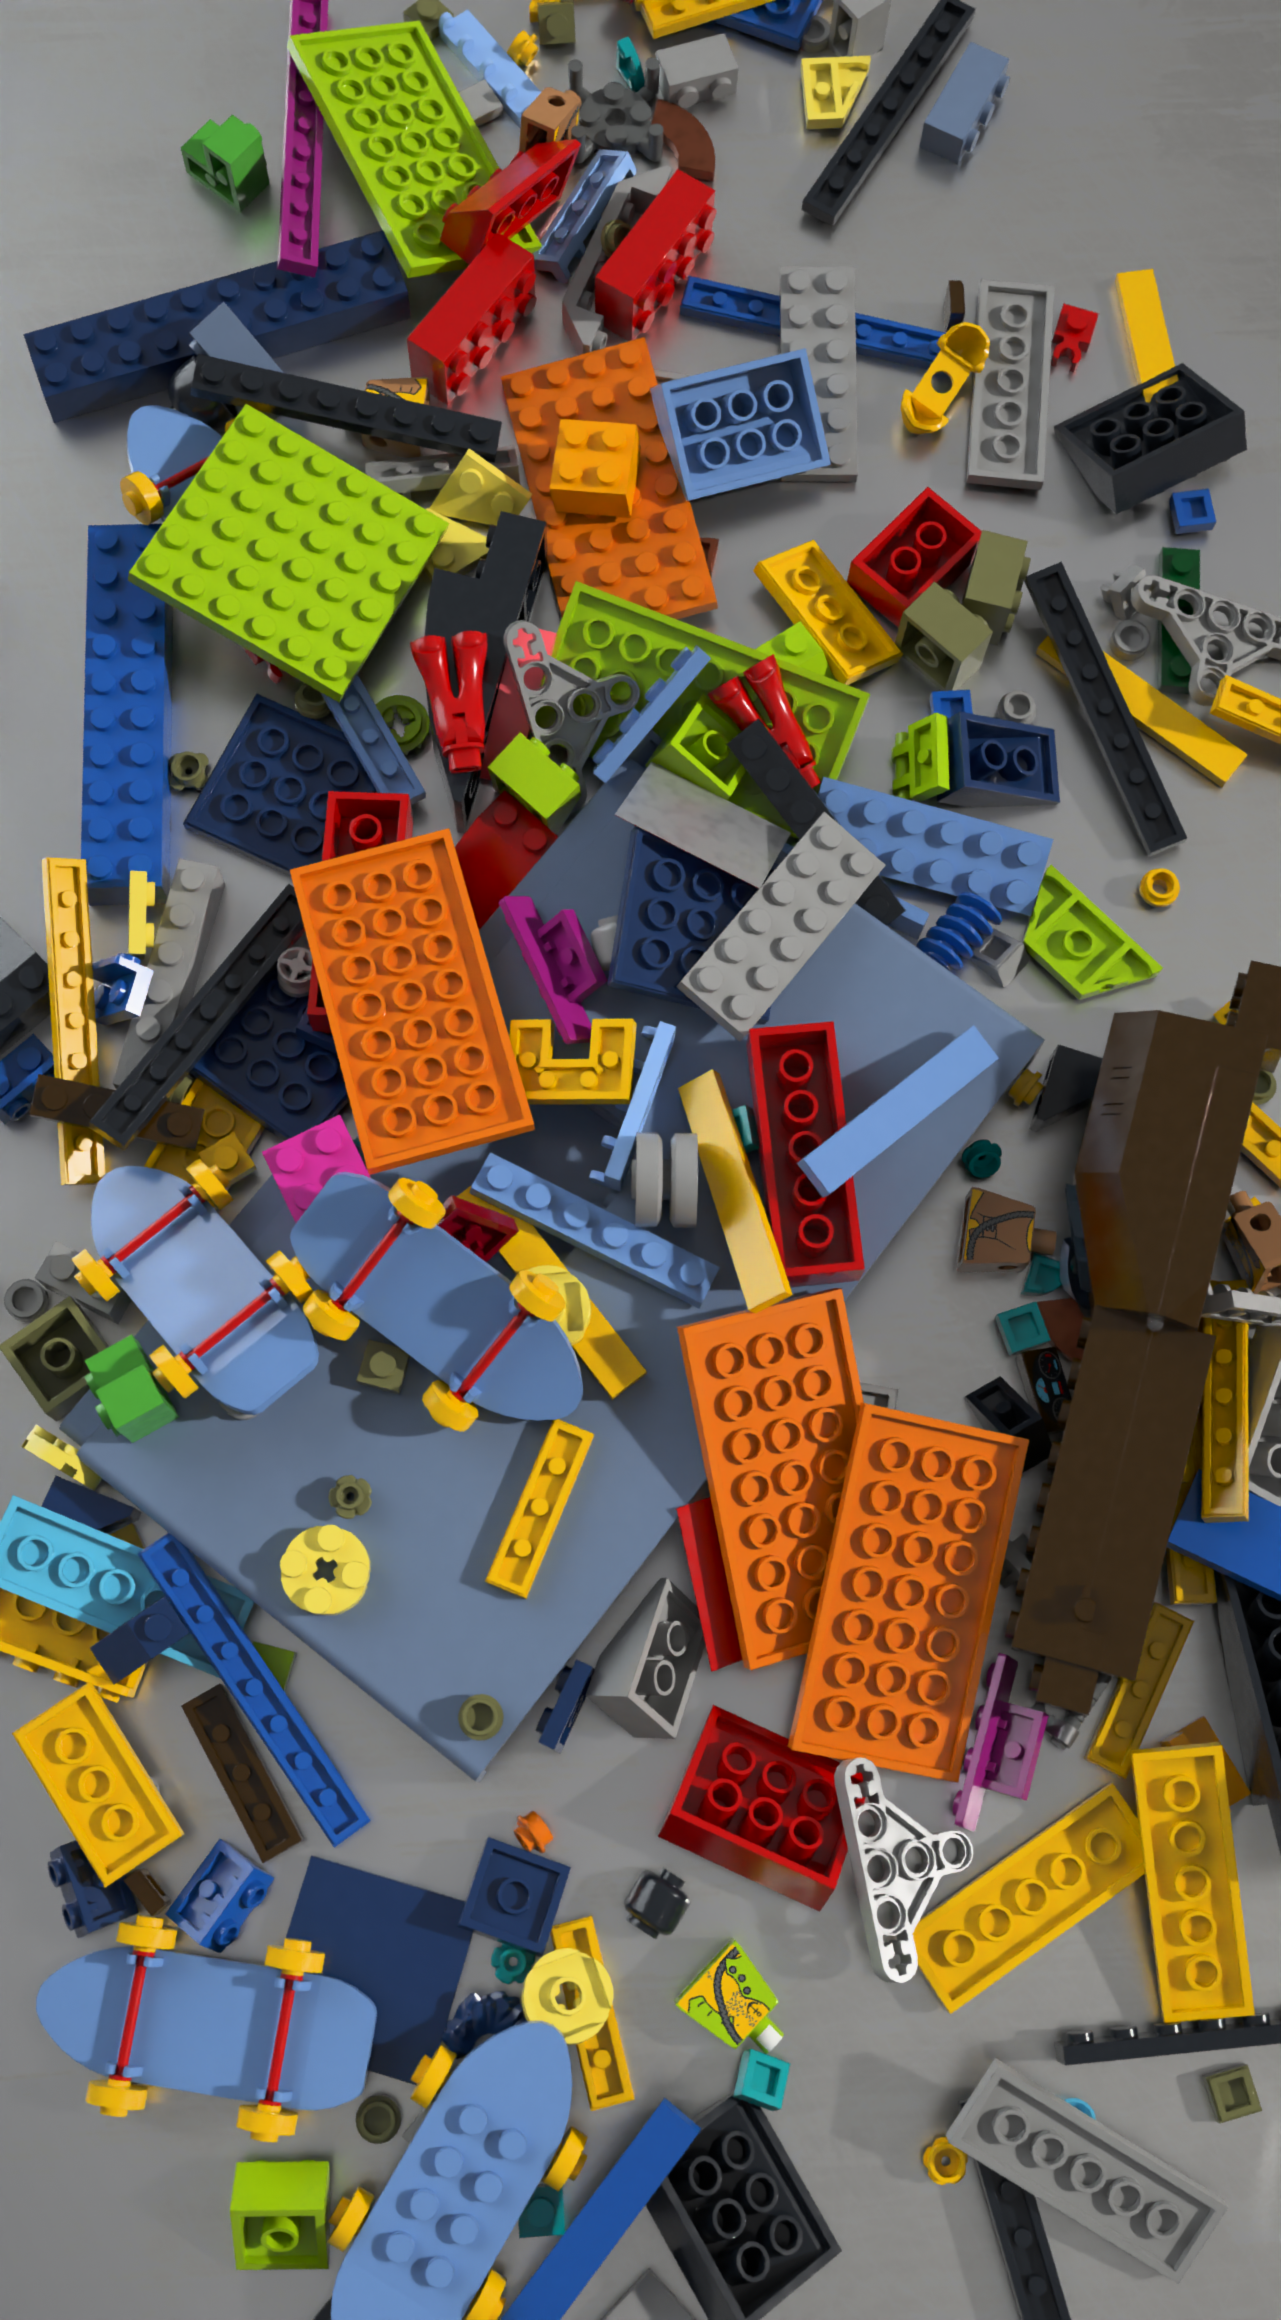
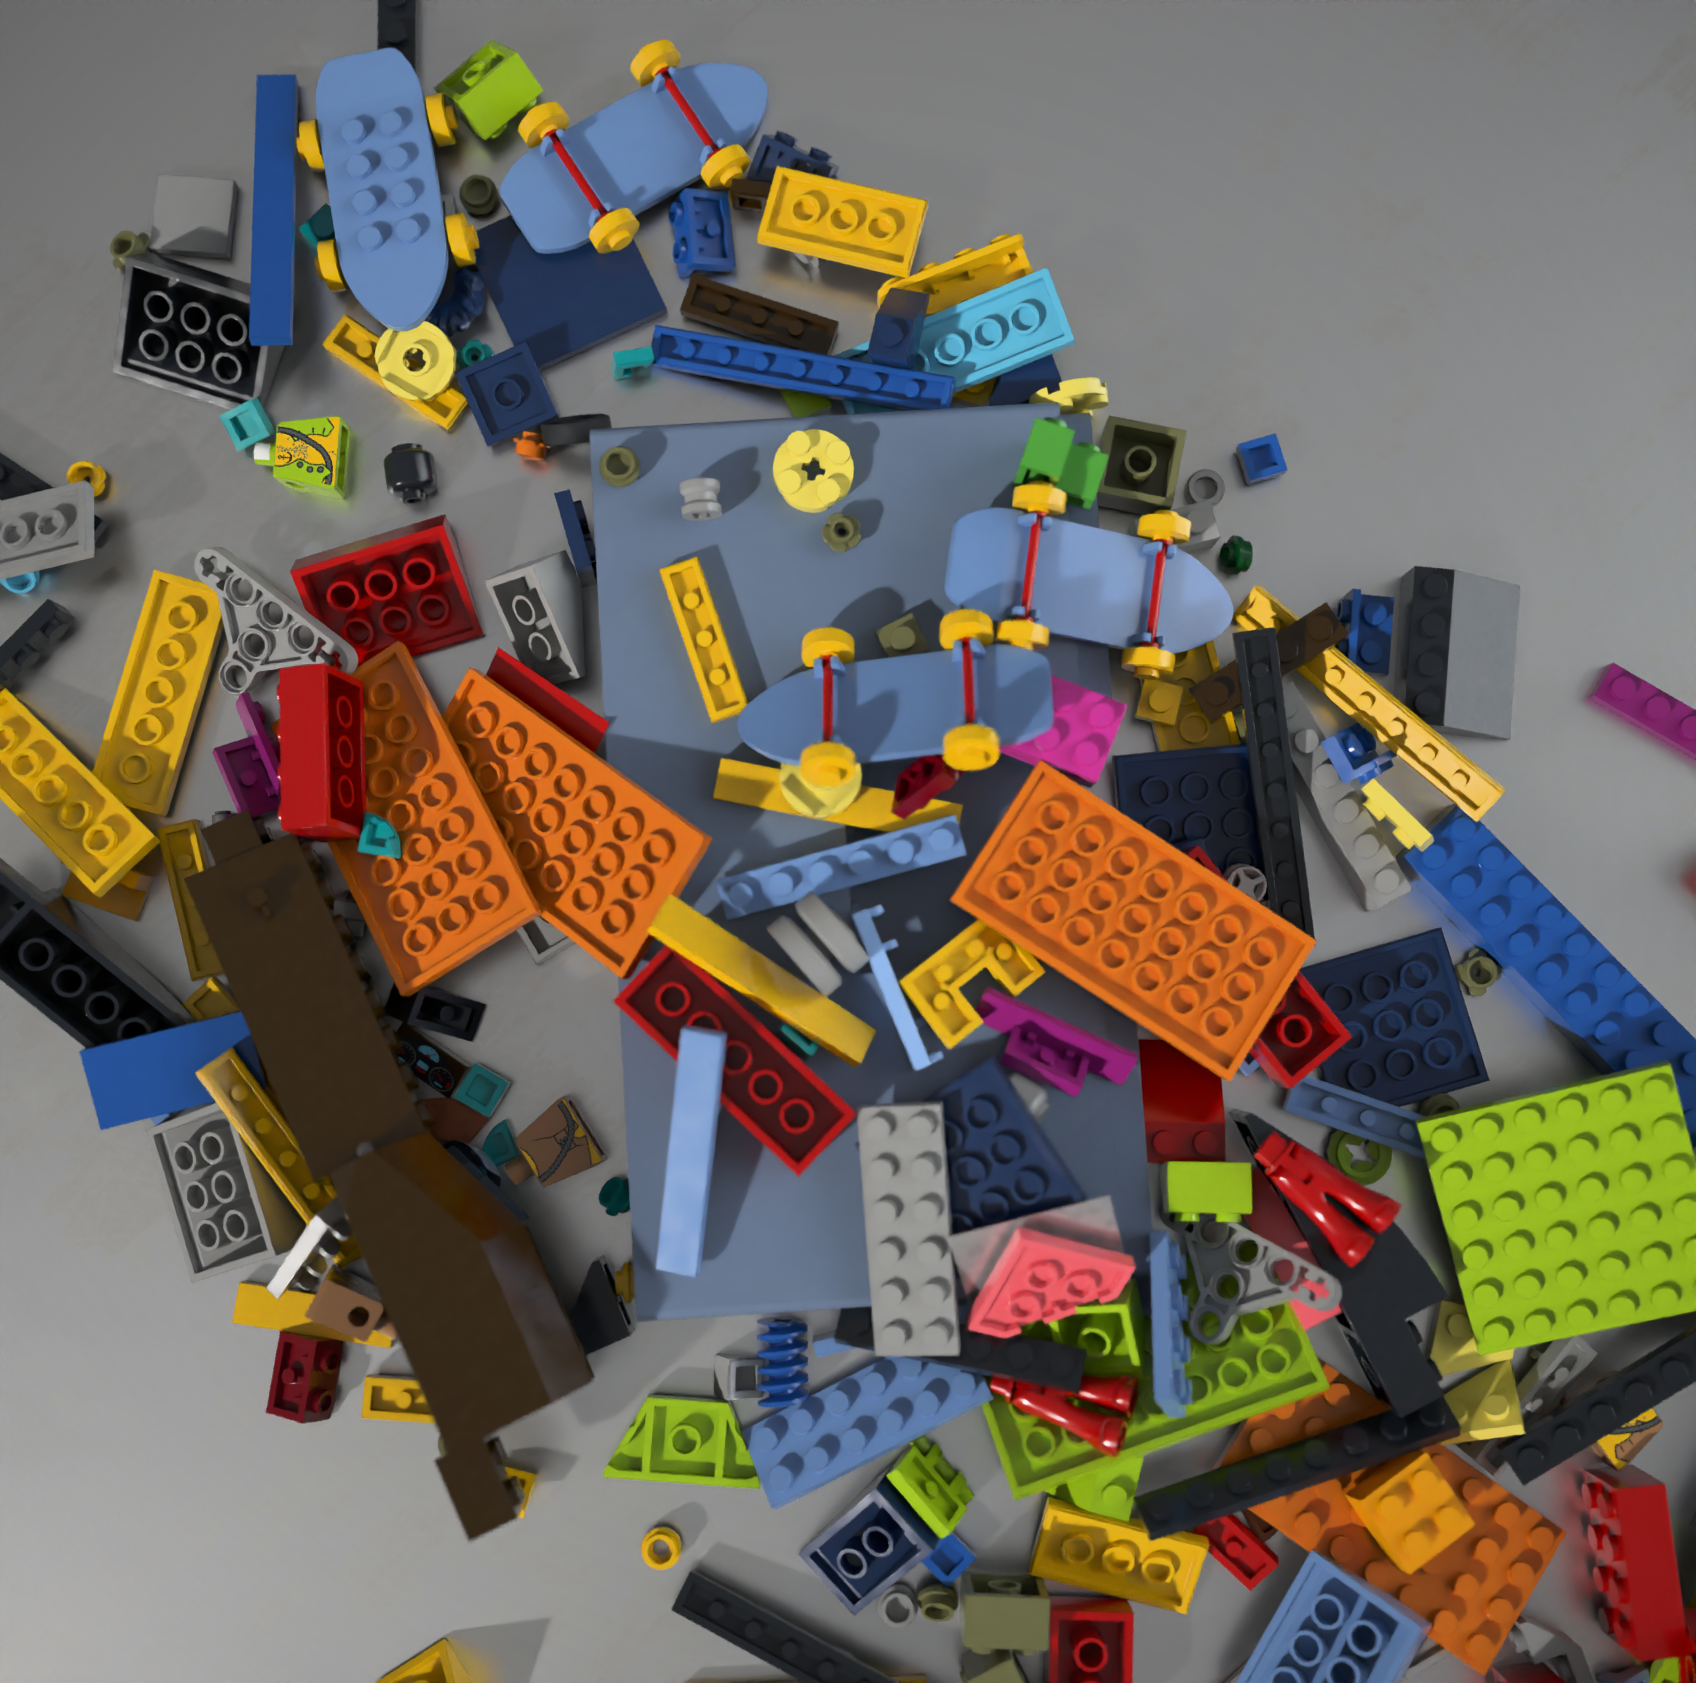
camera: 145 degrees right, 10 degrees up
(55, 1224) = (1236, 555): none -> dark green plate
(383, 1830) = (626, 360): none -> teal tile
(439, 1624) = (700, 499): none -> light grey wheel
(484, 1807) = (572, 428): none -> black tyre
(656, 558) = (1293, 1468): none -> black plate
(713, 806) = (1045, 1280): none -> coral plate
(738, 552) = (1238, 1549): none -> red plate
(936, 1695) = (321, 753): none -> red brick
(943, 1587) = (379, 837): none -> teal tile
(985, 687) = (937, 1602): none -> olive plate

